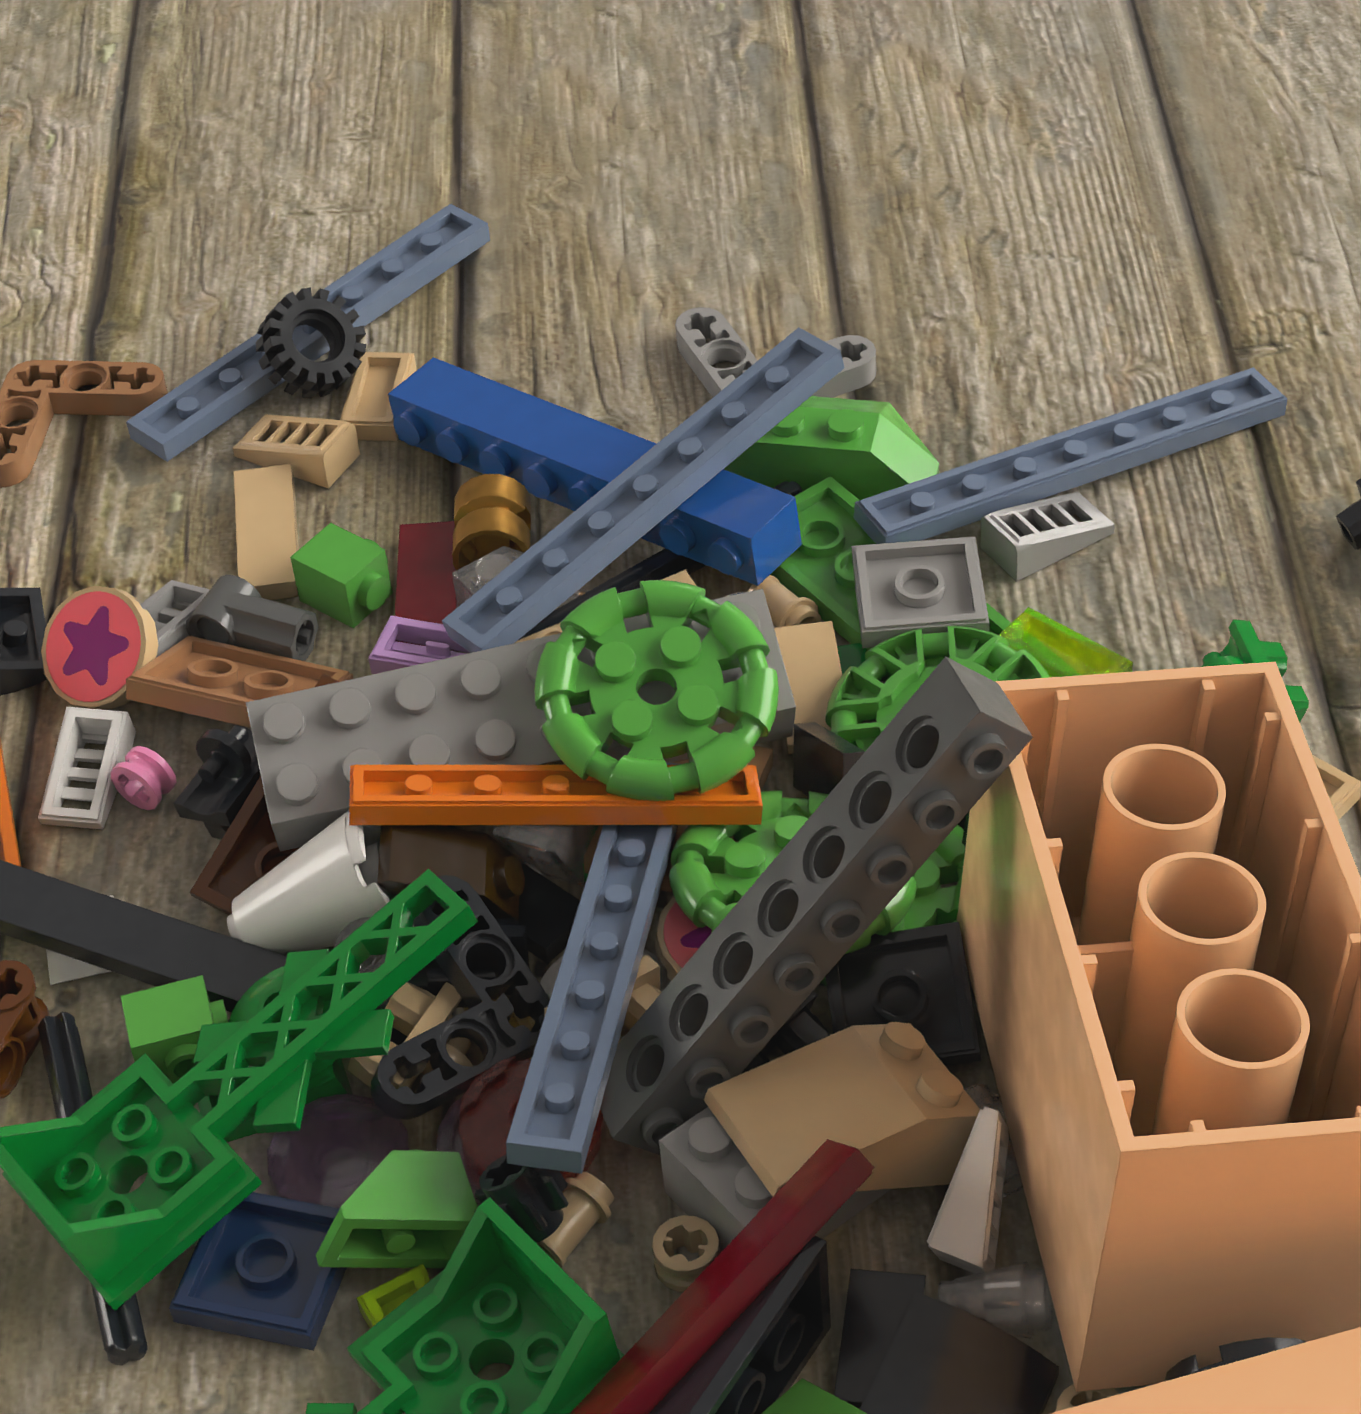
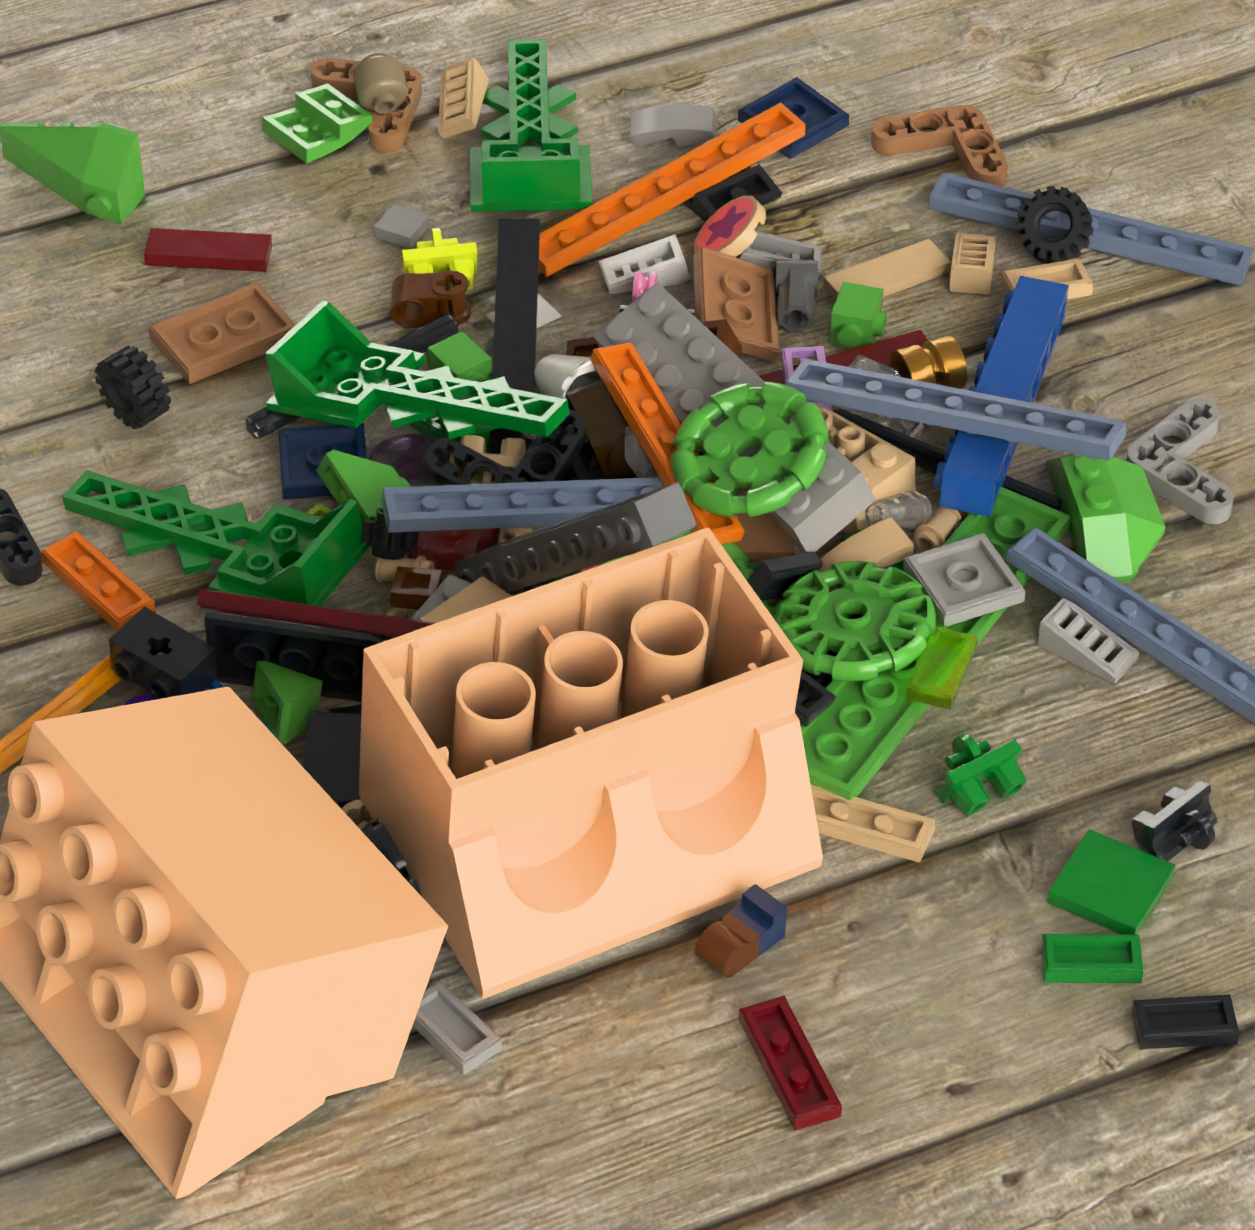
camera: 65 degrees right, 0 degrees up
(638, 1206) = (413, 586): none -> reddish brown tile

